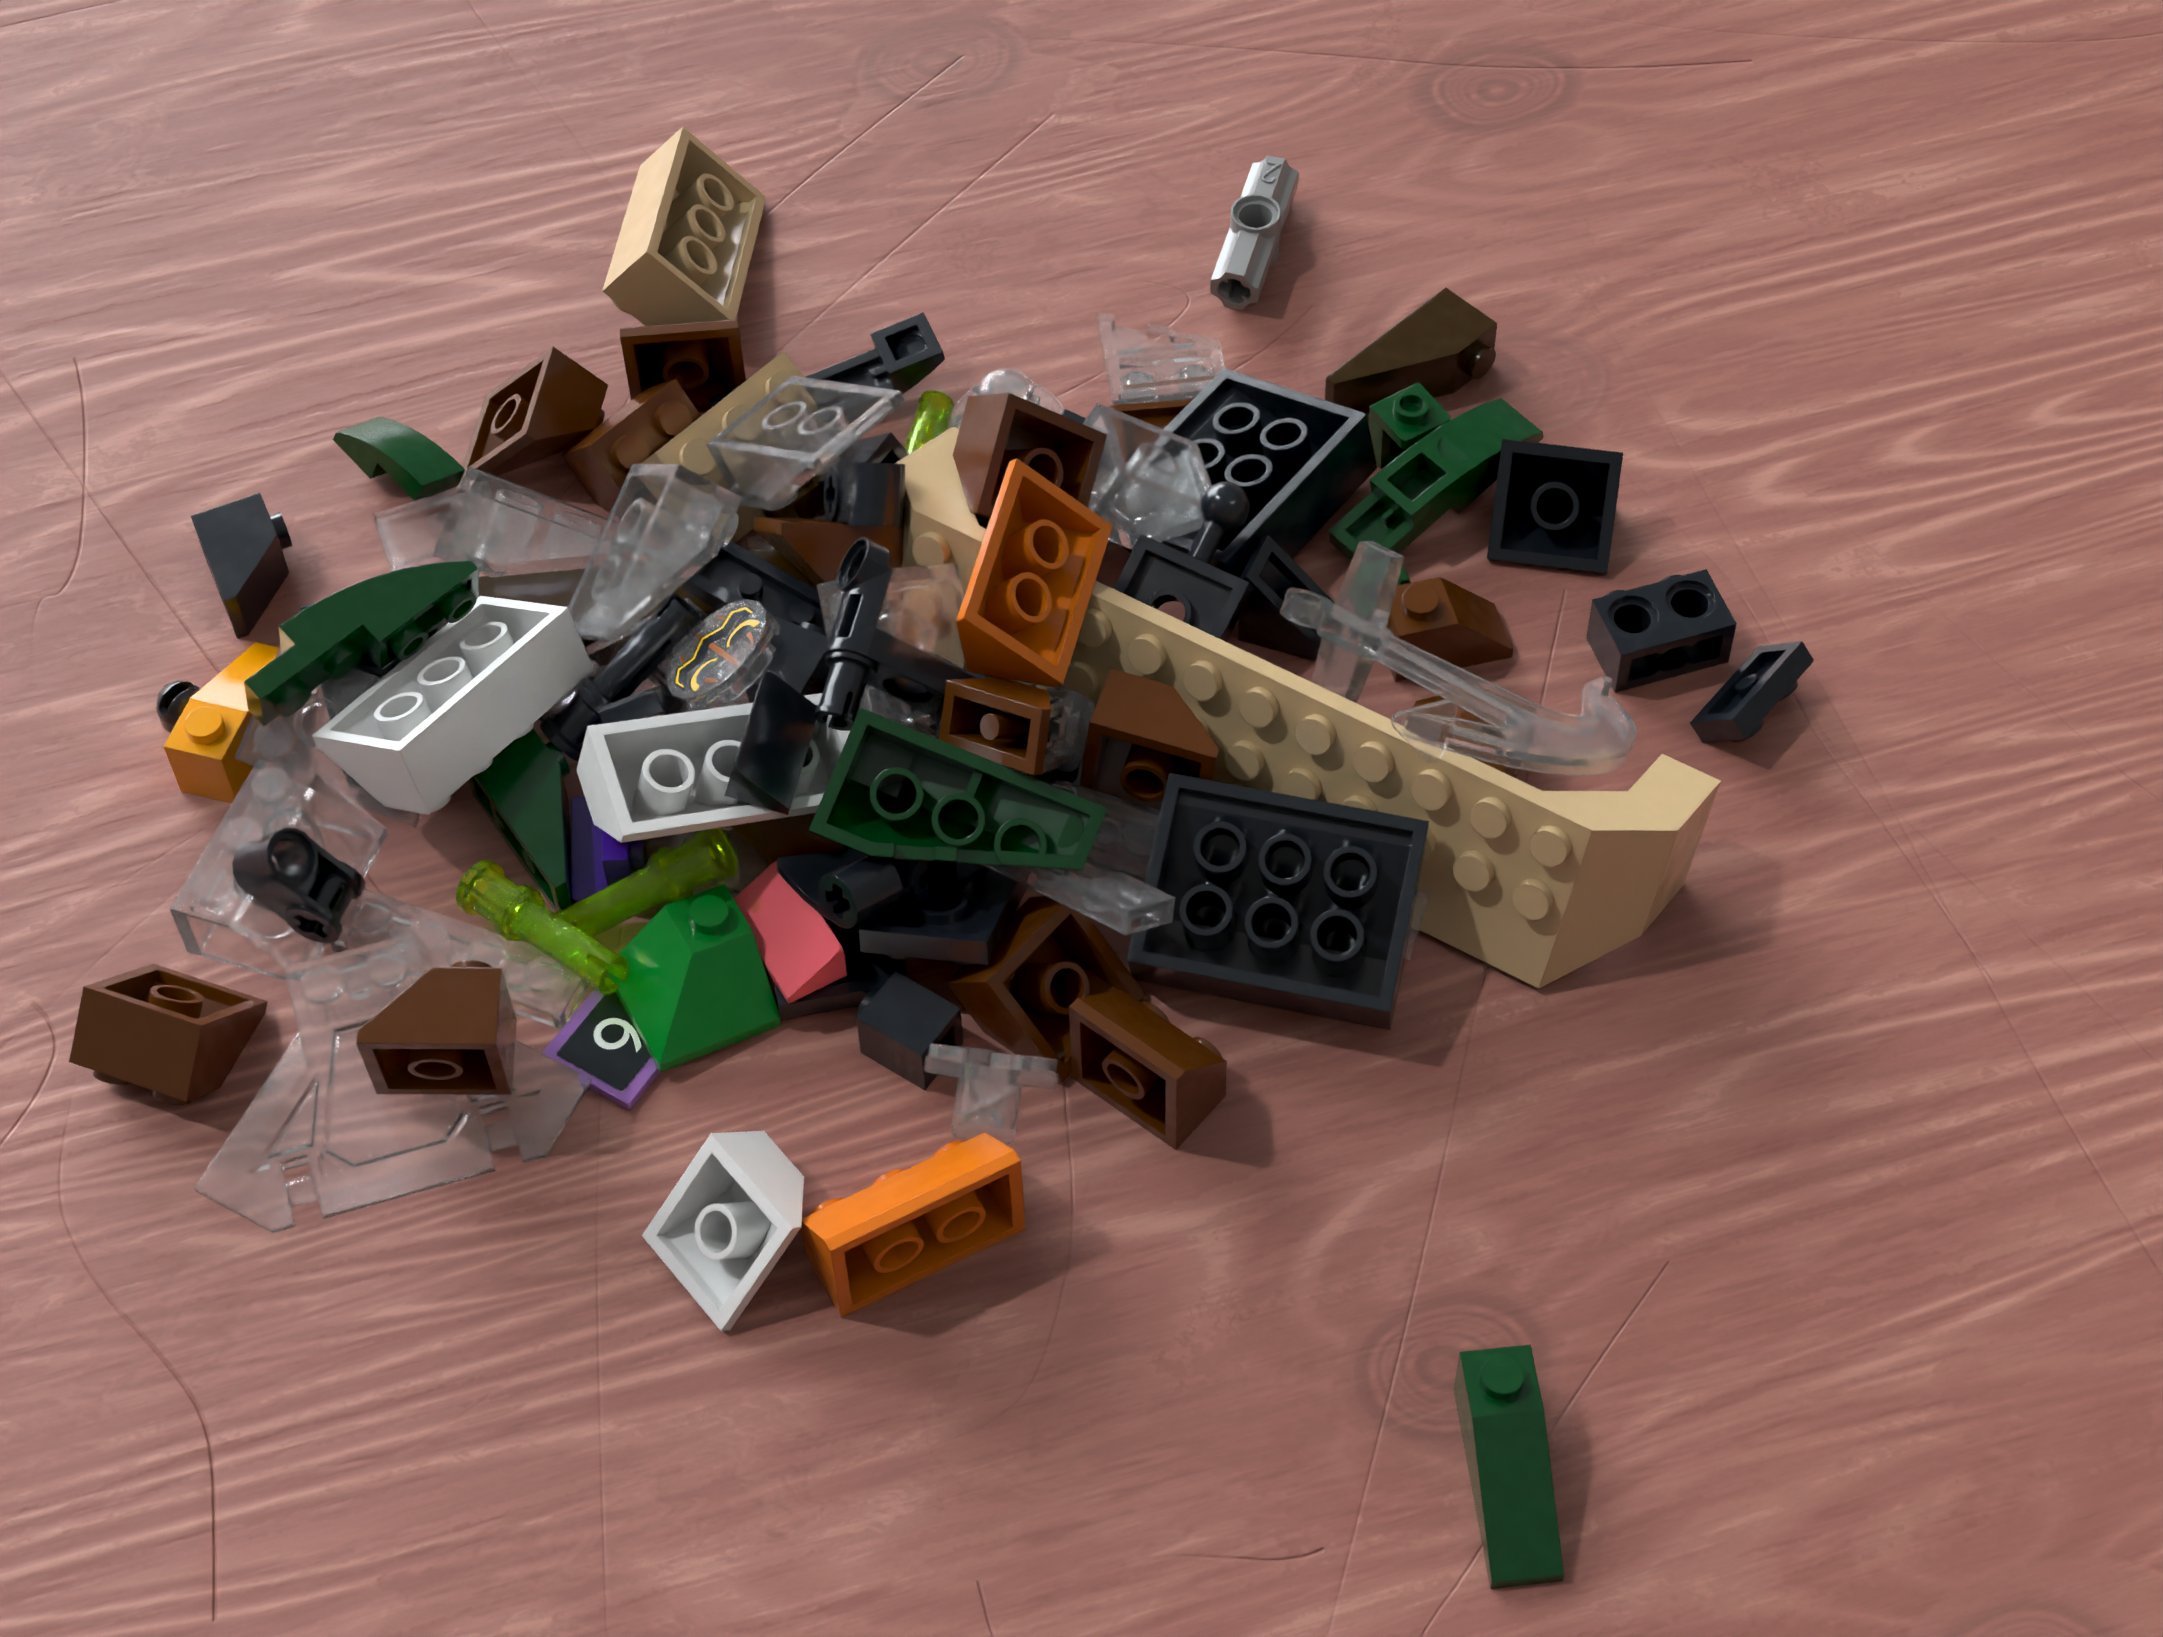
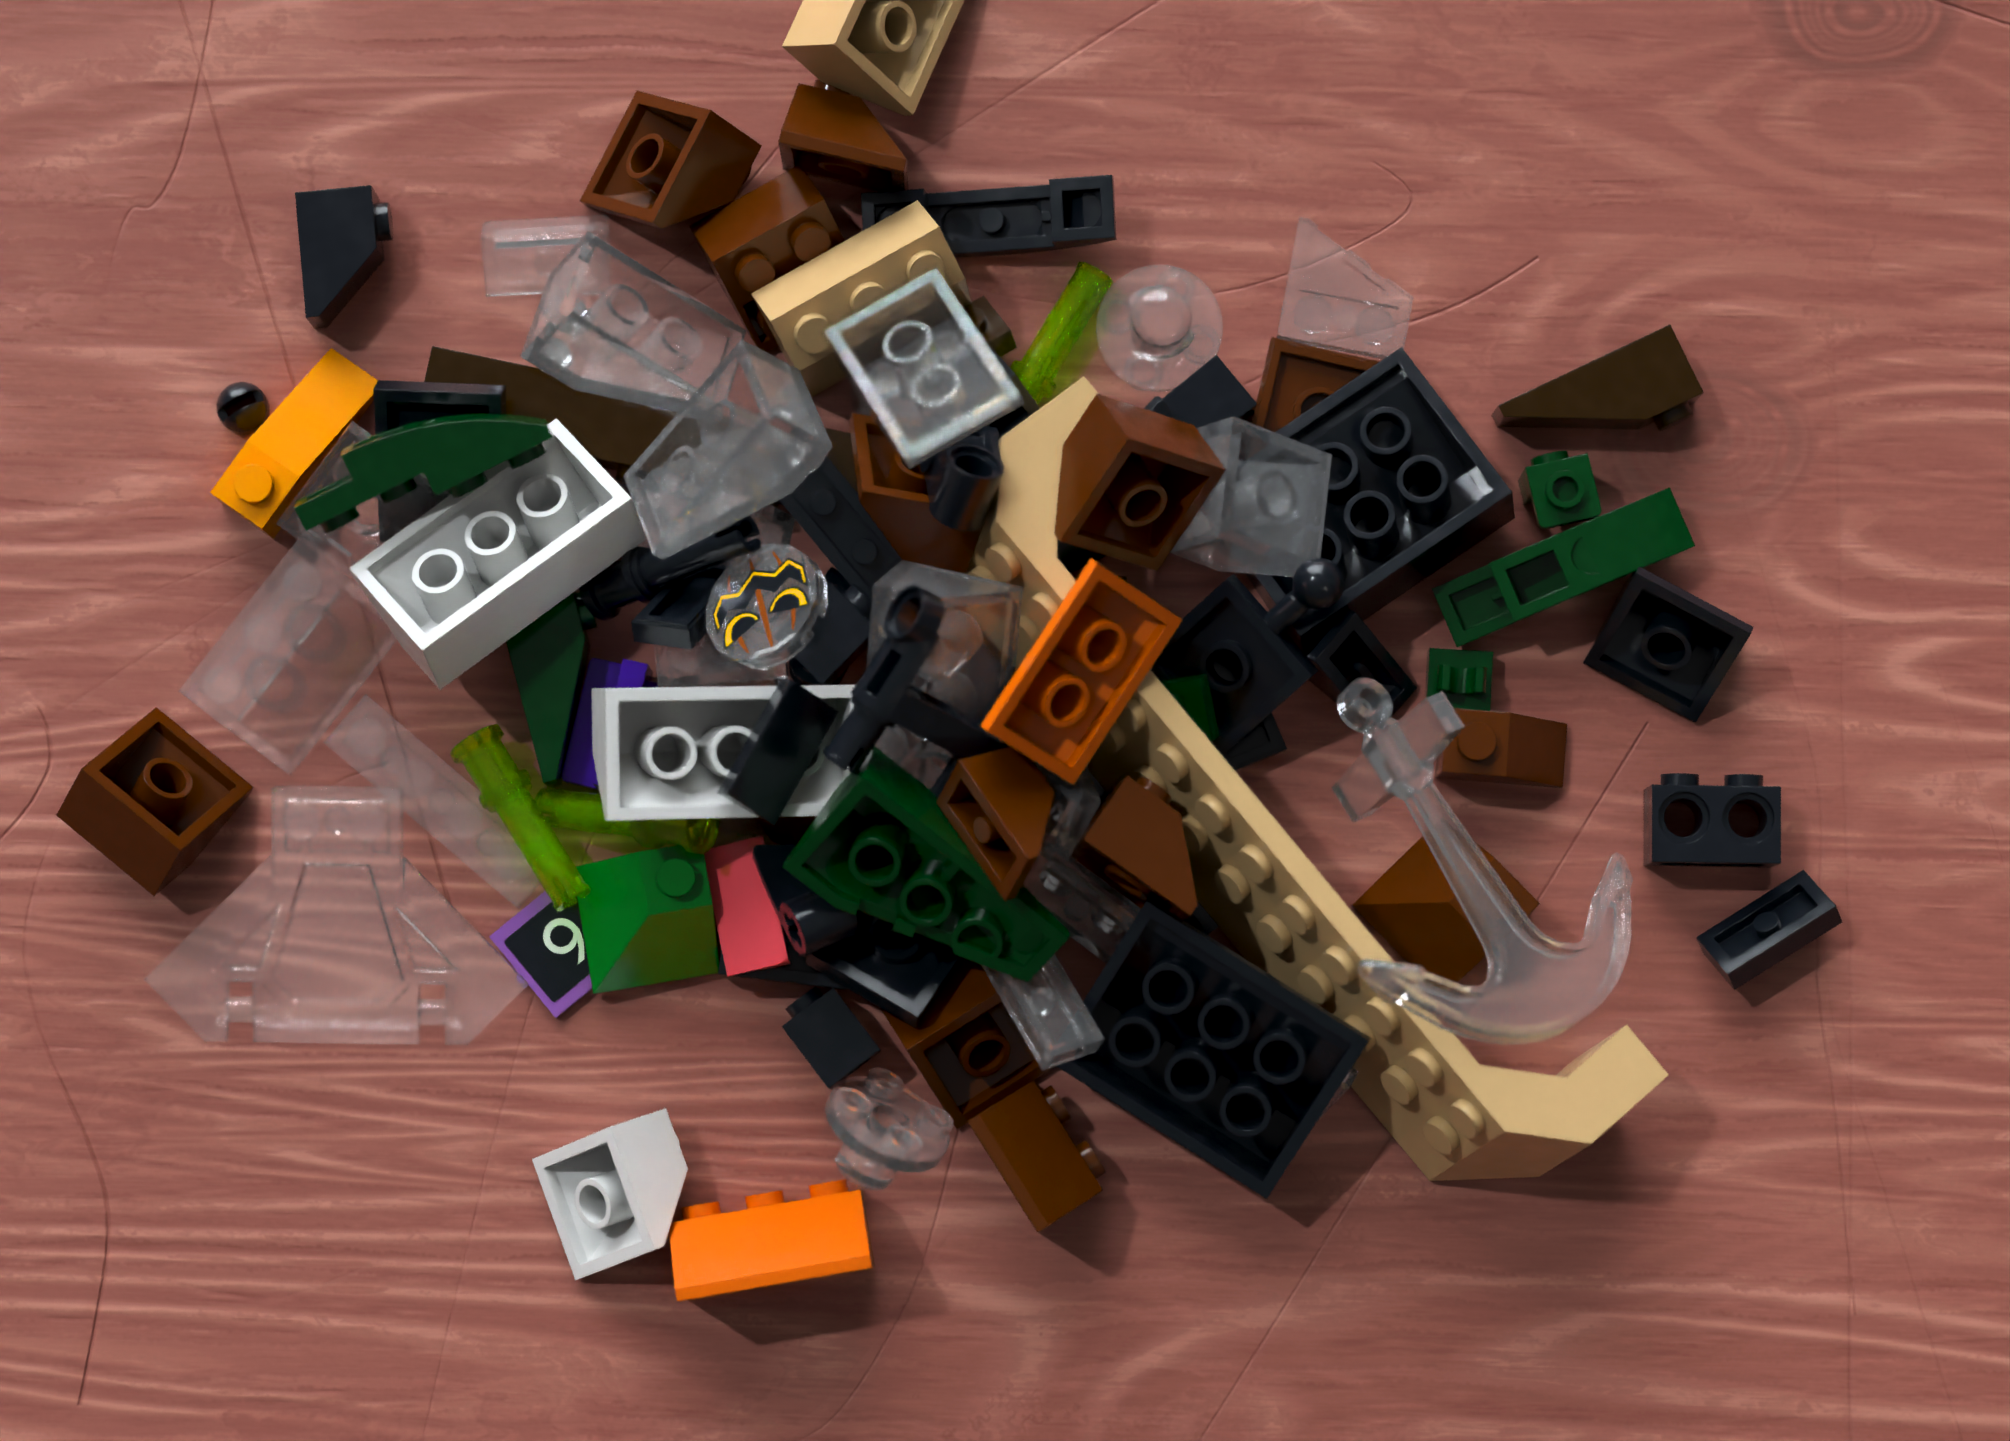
camera: 15 degrees right, 30 degrees up
(308, 887) = (302, 699): black piece -> none
(403, 453) = (528, 160): dark green slope -> none
(444, 1035) = (403, 943): reddish brown slope -> none
(1254, 232) = (1529, 123): light grey piece -> none

